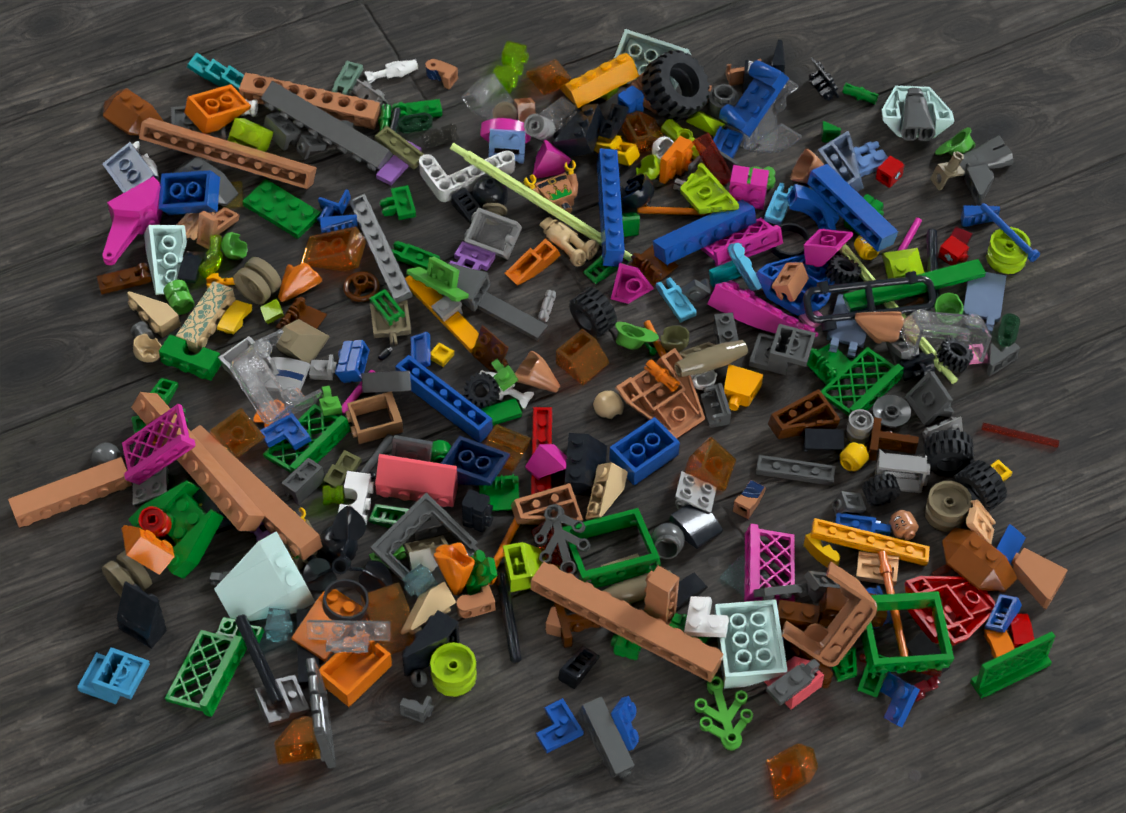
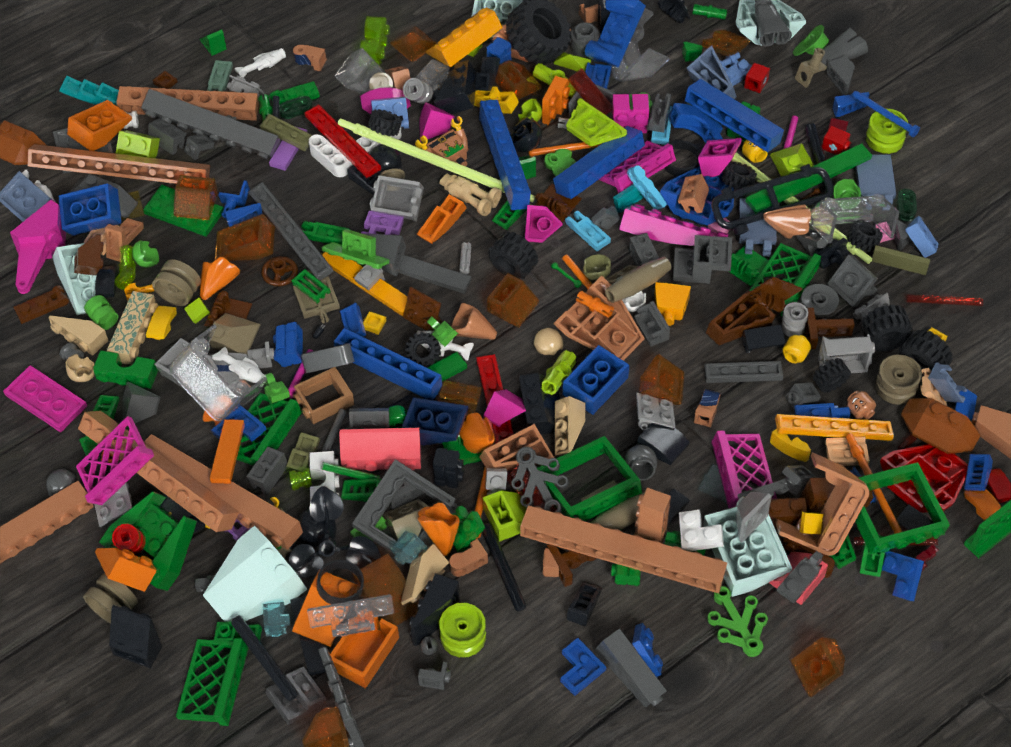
camera: 10 degrees left, 0 degrees up
(108, 371) = (45, 398): none -> dark pink plate
(113, 675) = (119, 704): dark azure bracket -> none
(177, 240) = (87, 257): none -> reddish brown slope
(195, 393) = (139, 403): none -> dark grey slope
(237, 433) = (191, 435): clear orange slope -> none
(267, 455) = (227, 451): none -> orange tile
(292, 73) = (165, 80): none -> reddish brown tile
(293, 198) = (194, 197): none -> clear orange slope
(305, 378) = (245, 368): none -> white animal
(350, 42) = (214, 42): none -> green slope
(379, 496) = (347, 471): none -> green bar
(399, 203) = (301, 186): green hinge -> none
(452, 166) = (343, 141): none -> red tile
(497, 154) = (385, 122): none -> black tyre
(513, 481) = (477, 433): none -> orange hat
(520, 531) = (495, 480): none -> light grey plate
(609, 437) = (558, 372): none -> lime piece
(633, 336) = (555, 272): bright green piece -> none
(660, 146) = (538, 90): white hair -> none
(669, 223) = (561, 162): none -> bright green plate
(760, 610) = (751, 513): none -> light grey slope
(778, 192) = (659, 113): none -> dark grey hinge
(804, 165) = (678, 85): nougat hat -> none
(818, 631) = (811, 523): none -> yellow tile
(842, 397) = (774, 293): none -> reddish brown hinge
(867, 129) = (726, 42): none -> clear orange slope
(985, 386) = (900, 260): none -> olive tile
(992, 519) = (945, 385): none -> sand blue hinge
(1013, 366) = (922, 237): none -> medium blue slope

